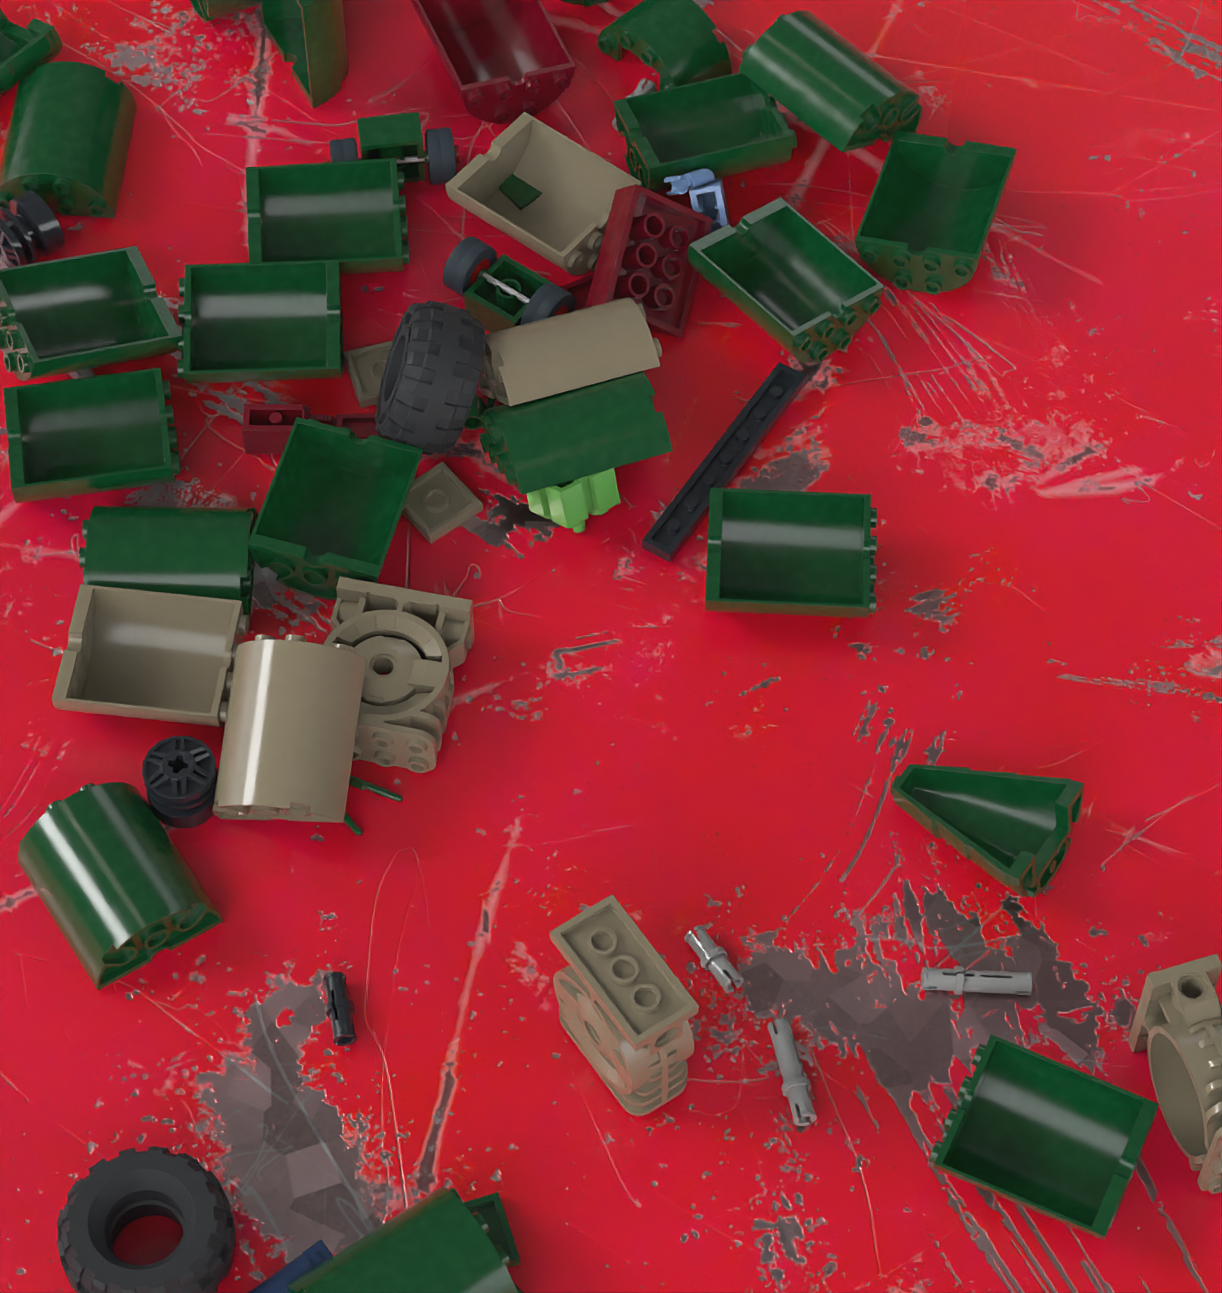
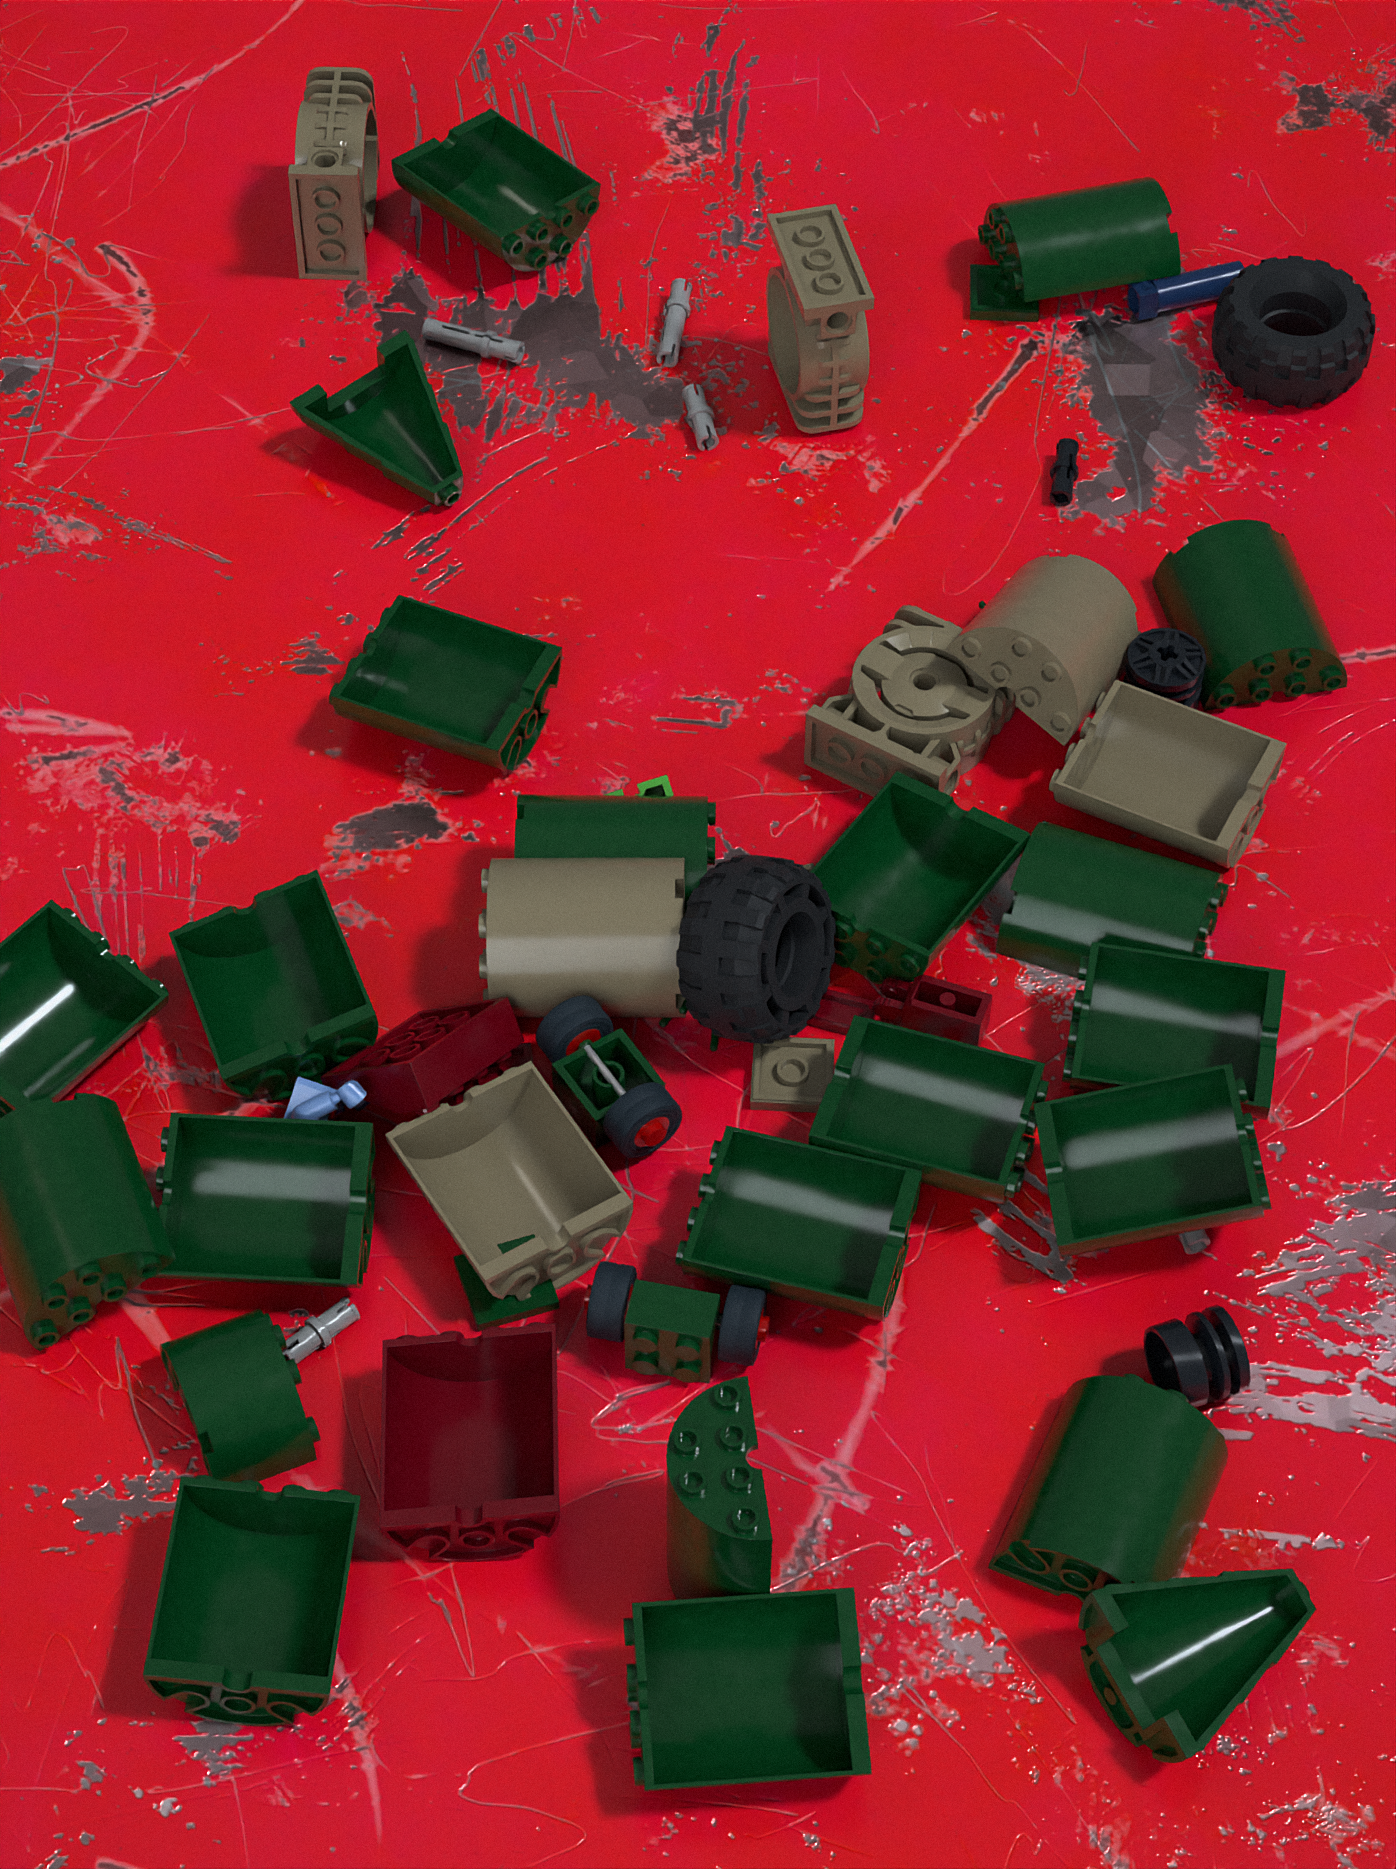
camera: 160 degrees left, 5 degrees down
(724, 461) = (444, 848): black plate -> none

